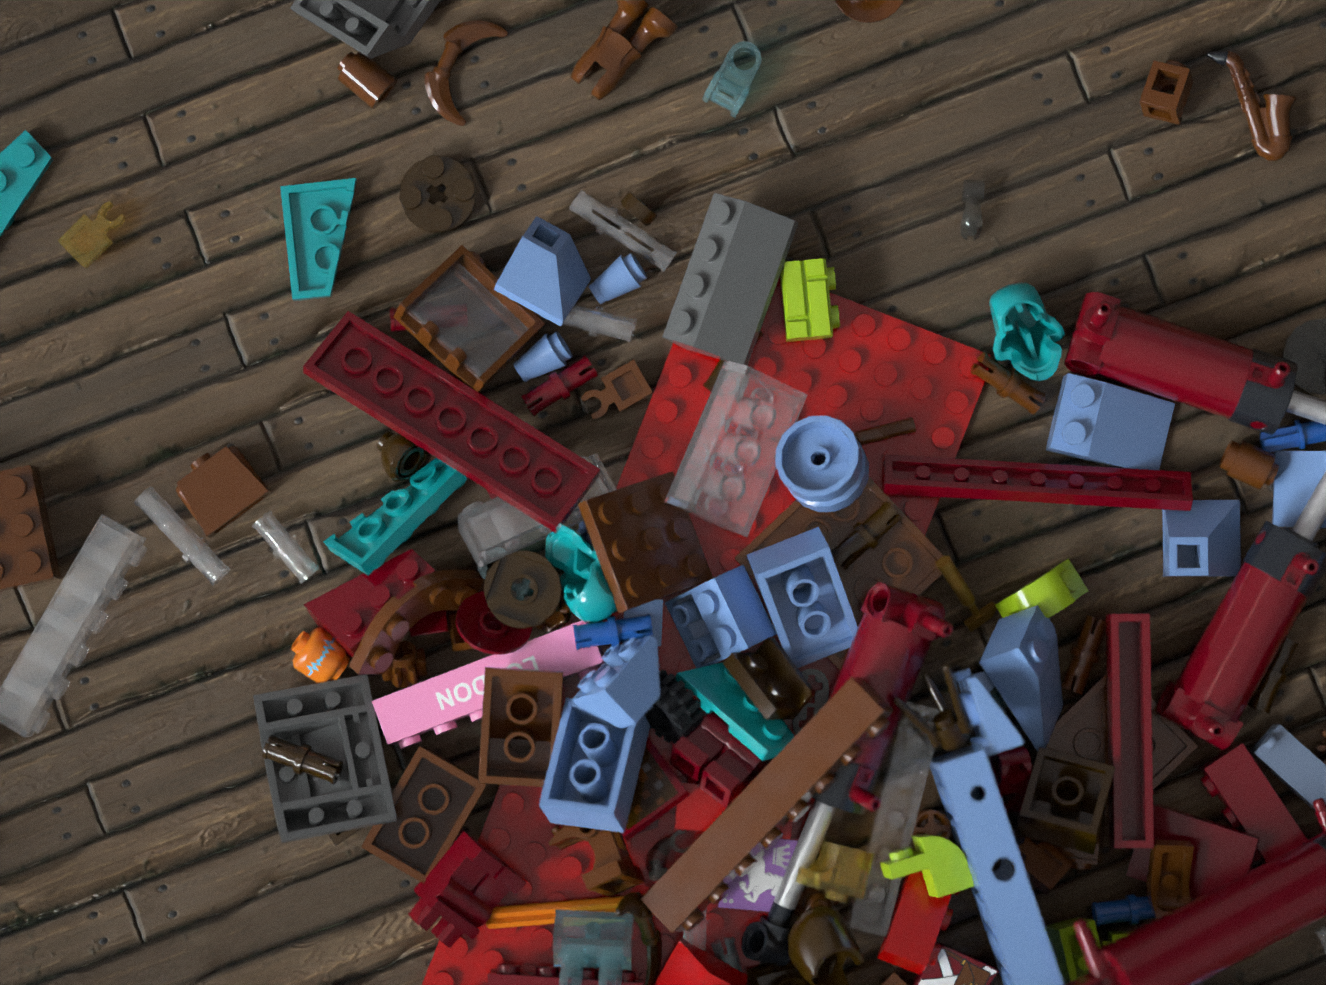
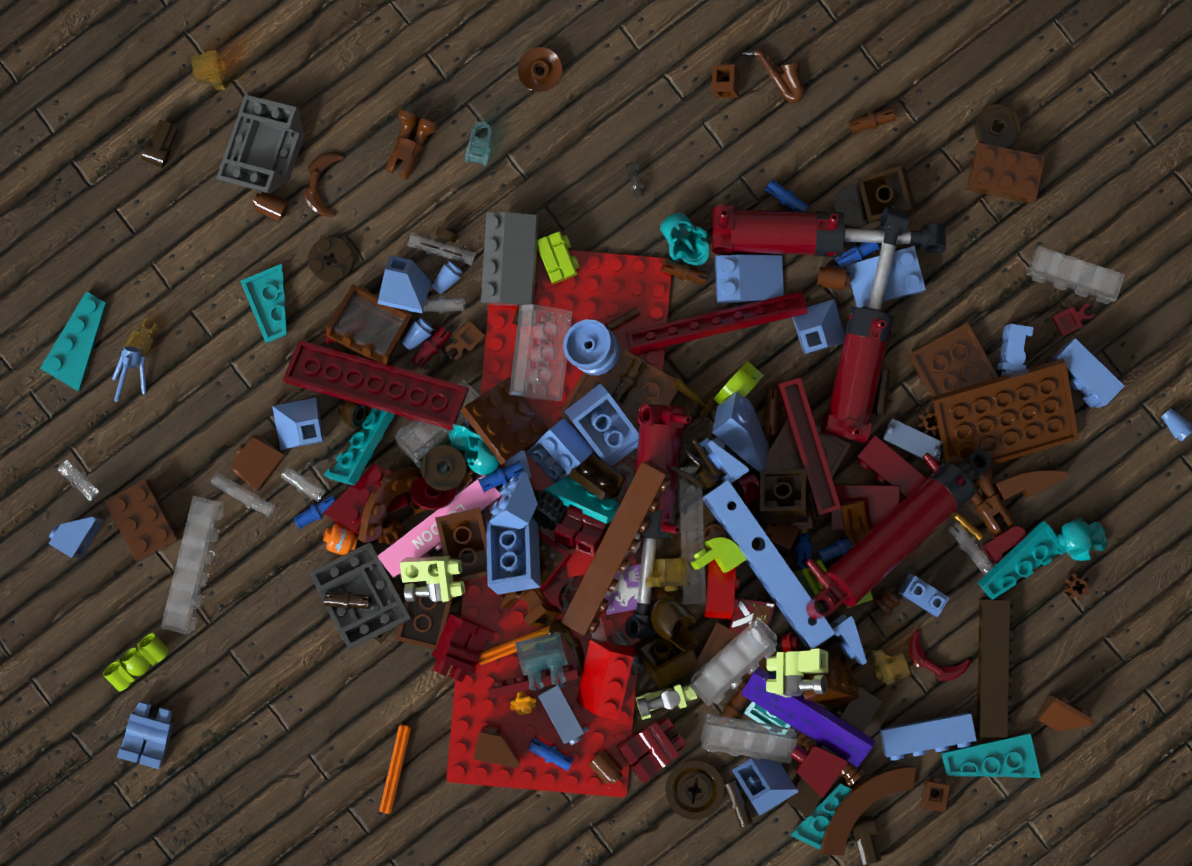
camera: 15 degrees left, 0 degrees up
(64, 260) = (129, 358): none -> medium blue plant
(290, 599) = (314, 513): none -> blue pin
(307, 446) = (298, 423): none -> medium blue slope
(461, 762) = (436, 573): none -> yellowish green hips
(1071, 896) = (803, 549): none -> blue pin
(1209, 309) = (785, 197): none -> blue pin

